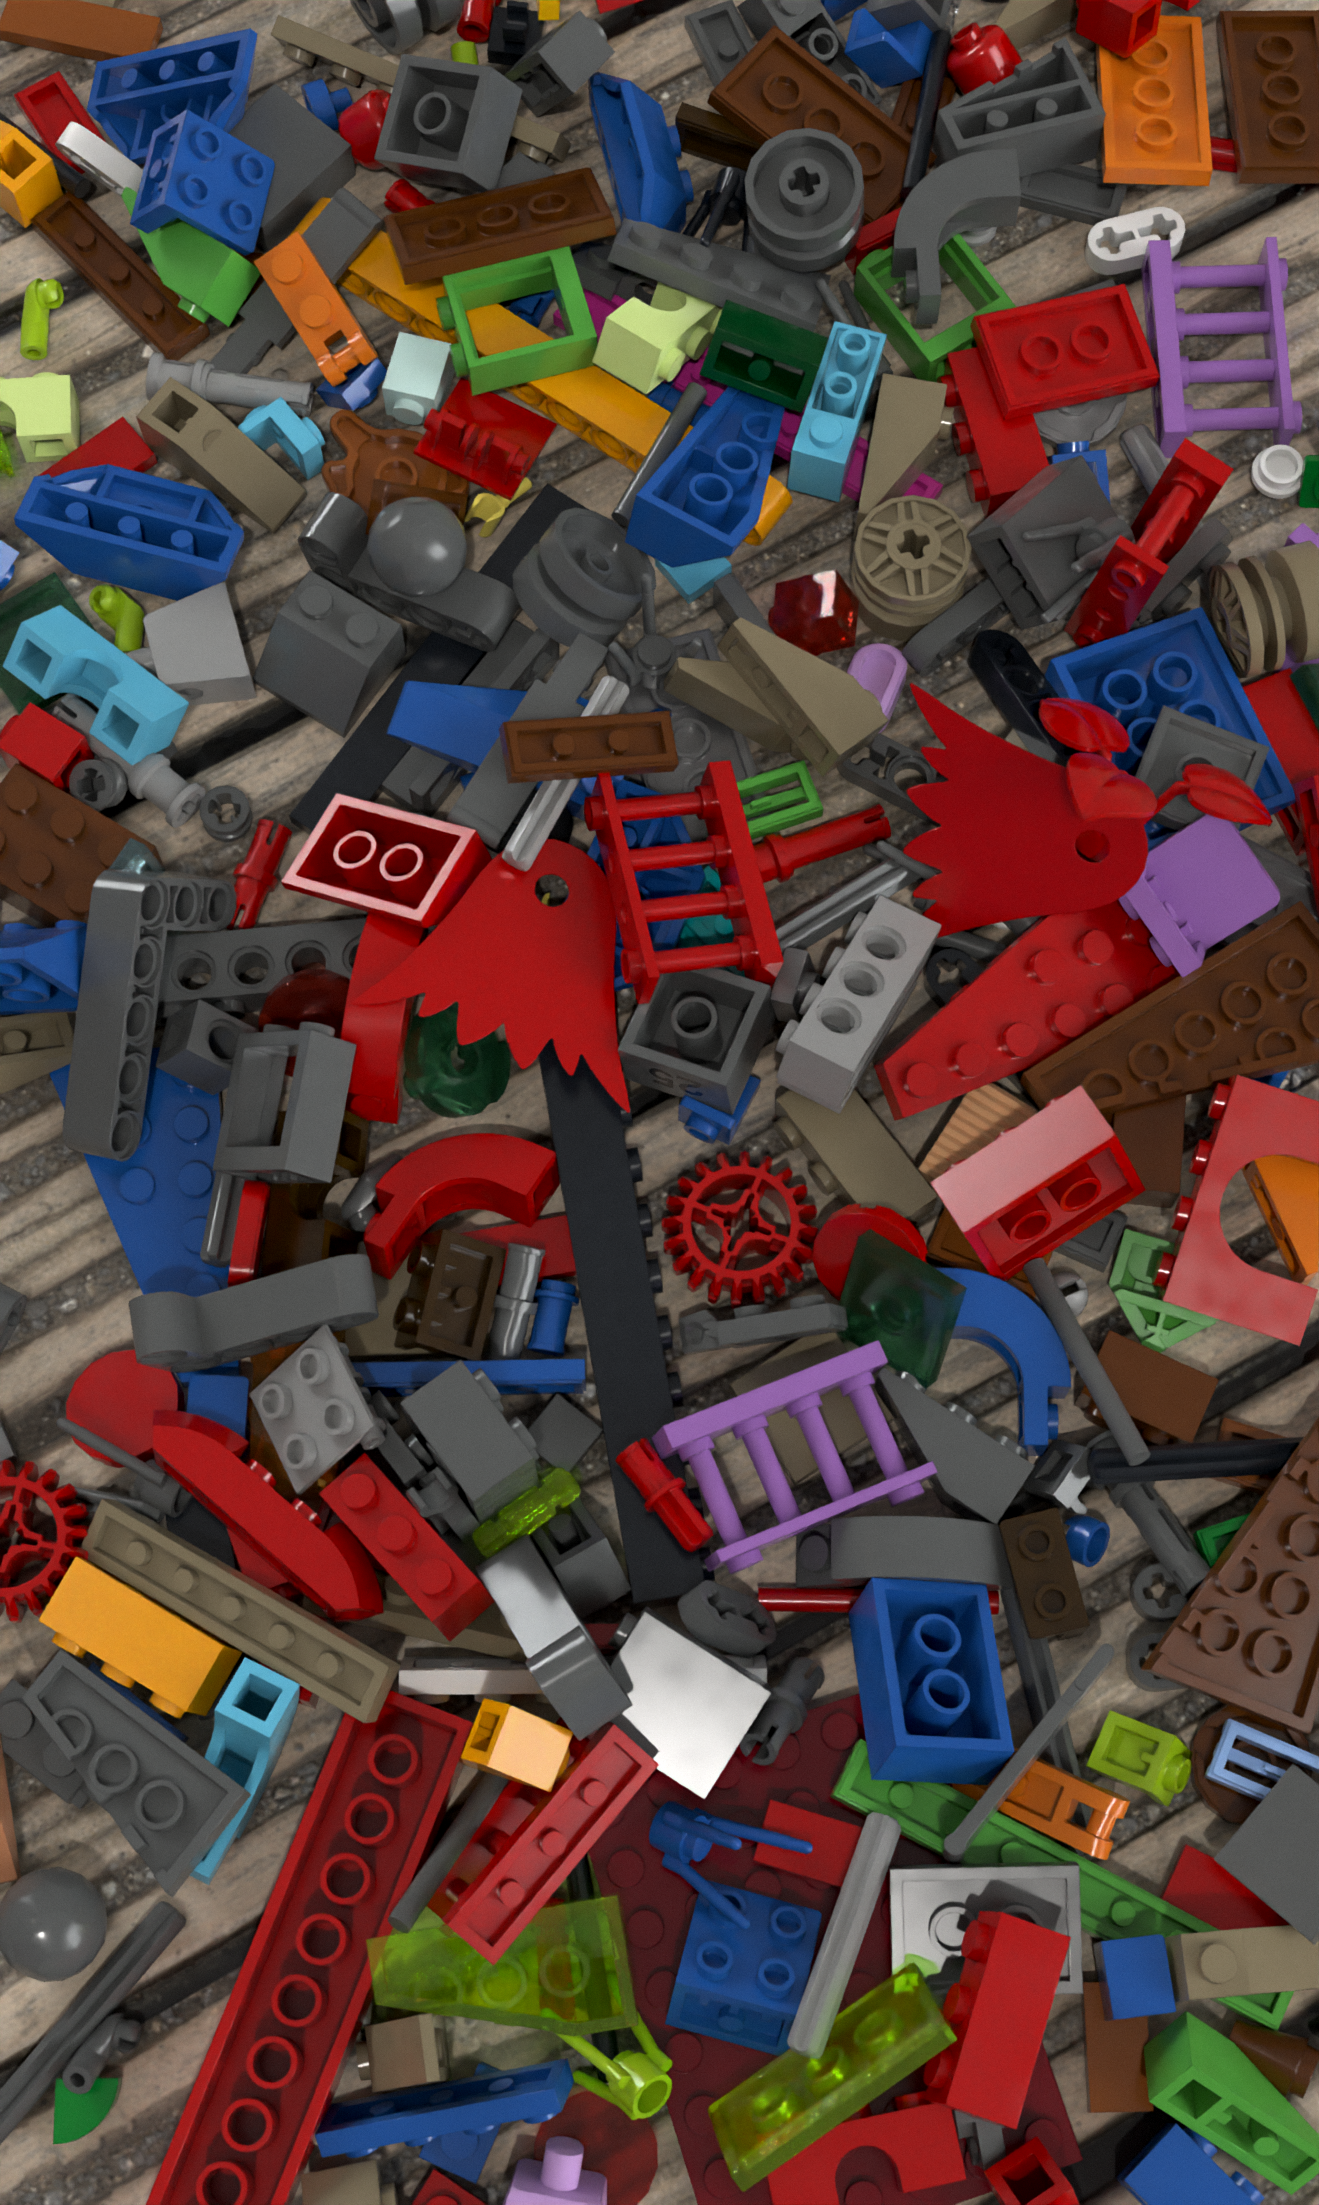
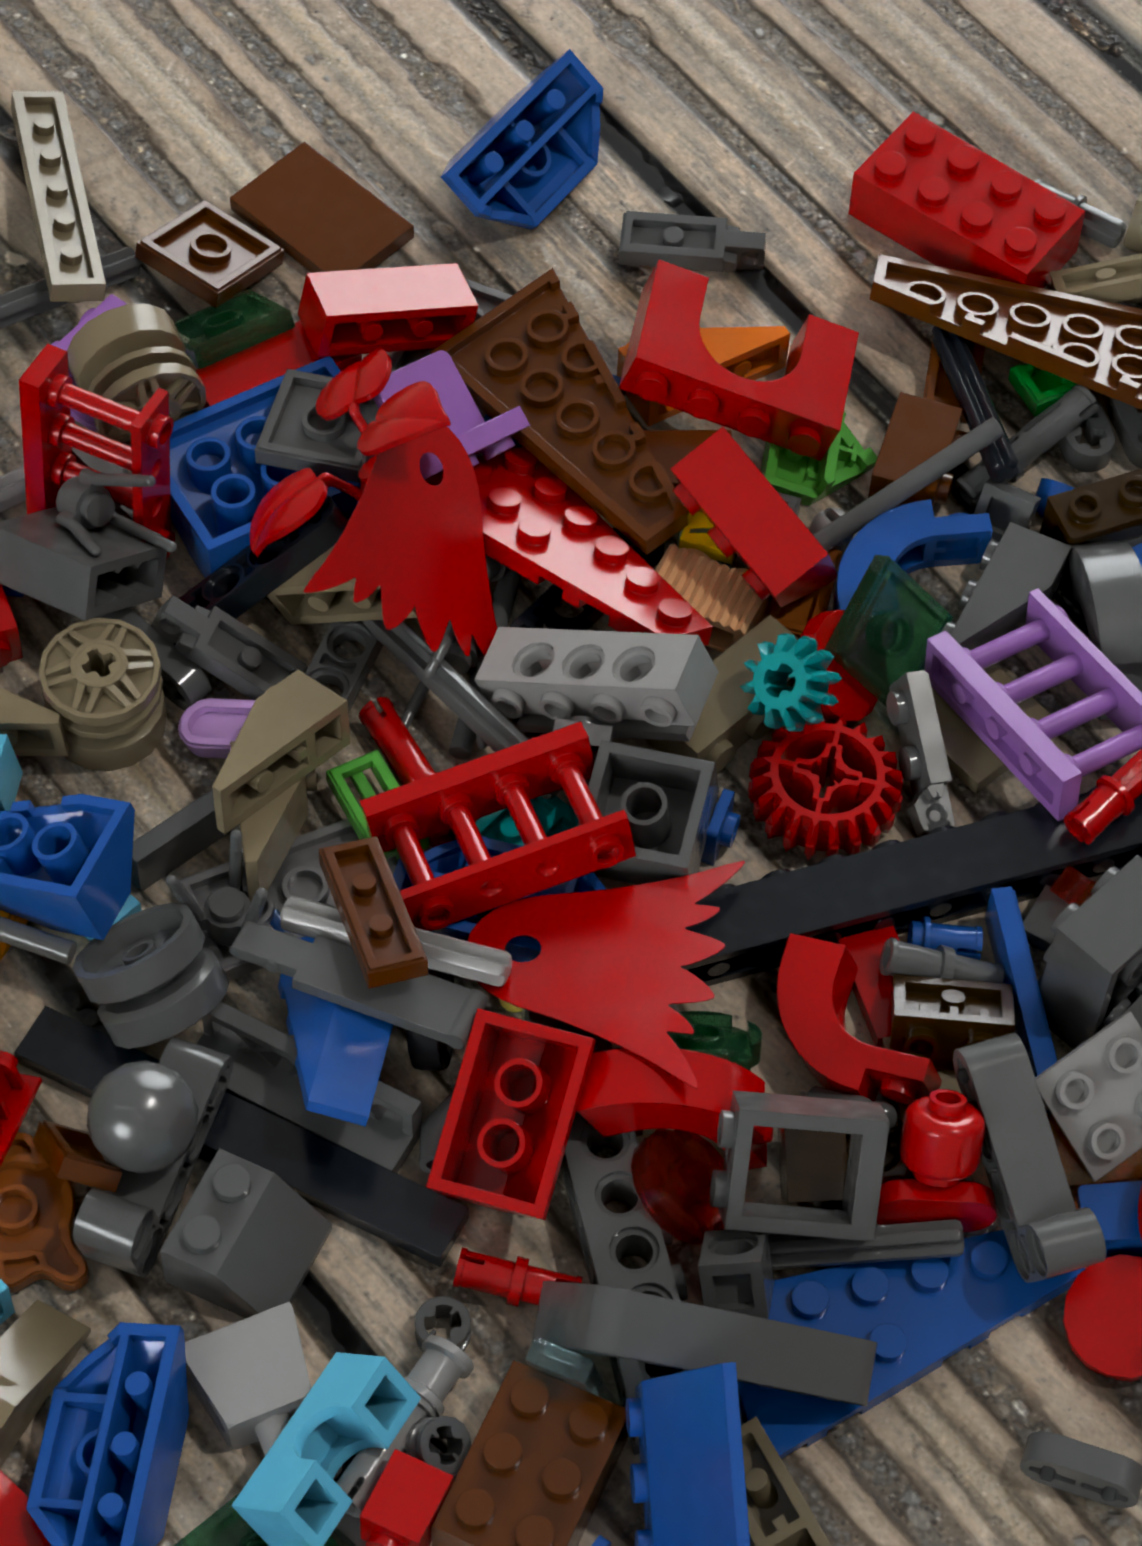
camera: 100 degrees left, 15 degrees down
(120, 614) = (213, 1474): lime arm -> none
(285, 1233) = (942, 1138): none -> red head
(492, 508) = (54, 1104): light yellow hand -> none
(586, 1456) = (1073, 886): none -> clear red hand
(815, 613) = (147, 762): clear red brick -> none
(826, 1184) = (786, 704): none -> teal gear
(948, 676) = (225, 647): none -> dark grey hinge

